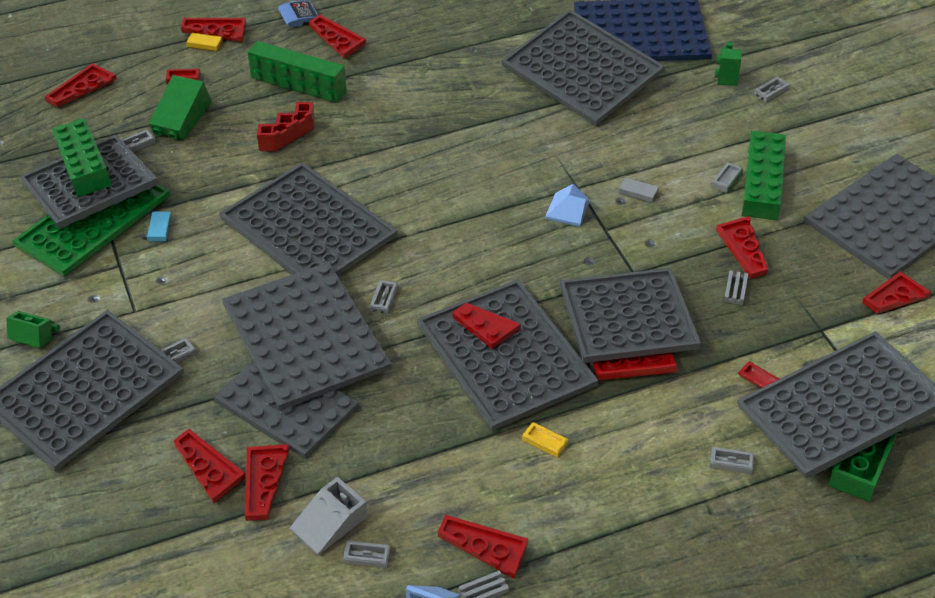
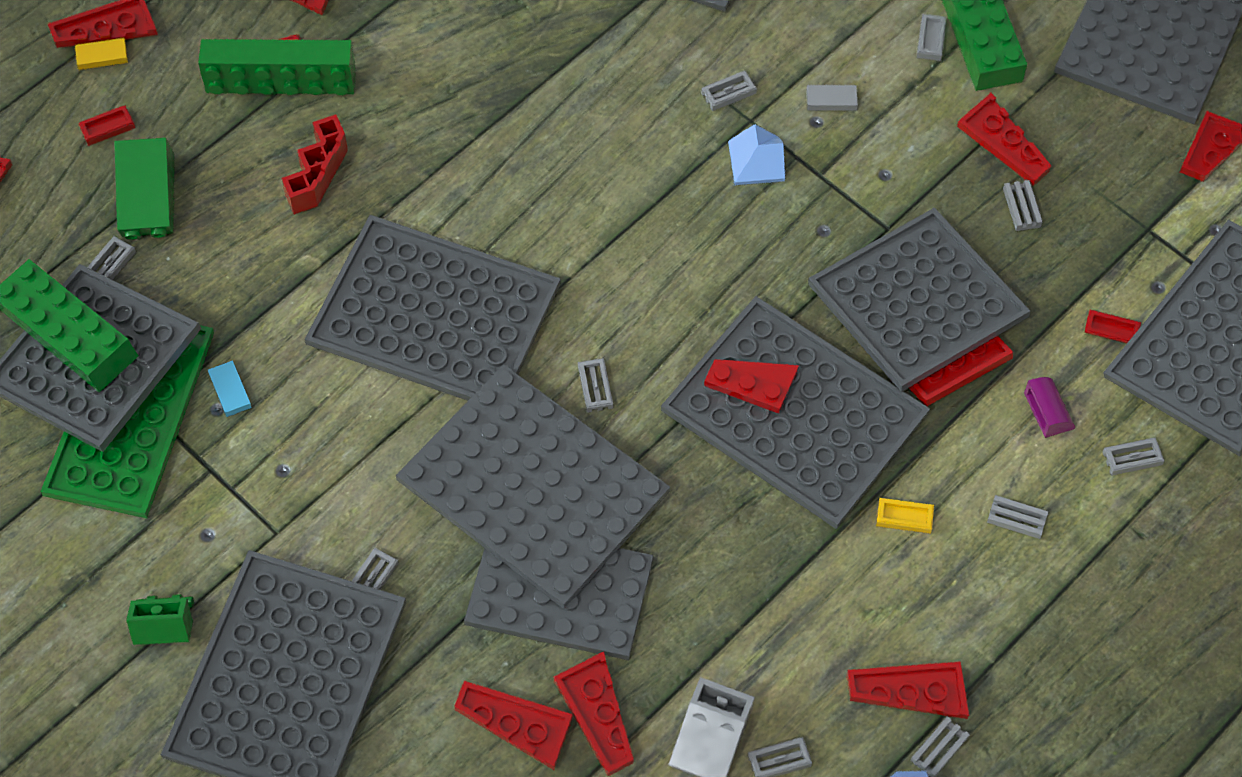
camera: 25 degrees left, 15 degrees up
(572, 167) = (730, 93): none -> light grey tile
(627, 466) = (1017, 512): none -> light grey tile
(686, 408) = (1048, 406): none -> magenta brick

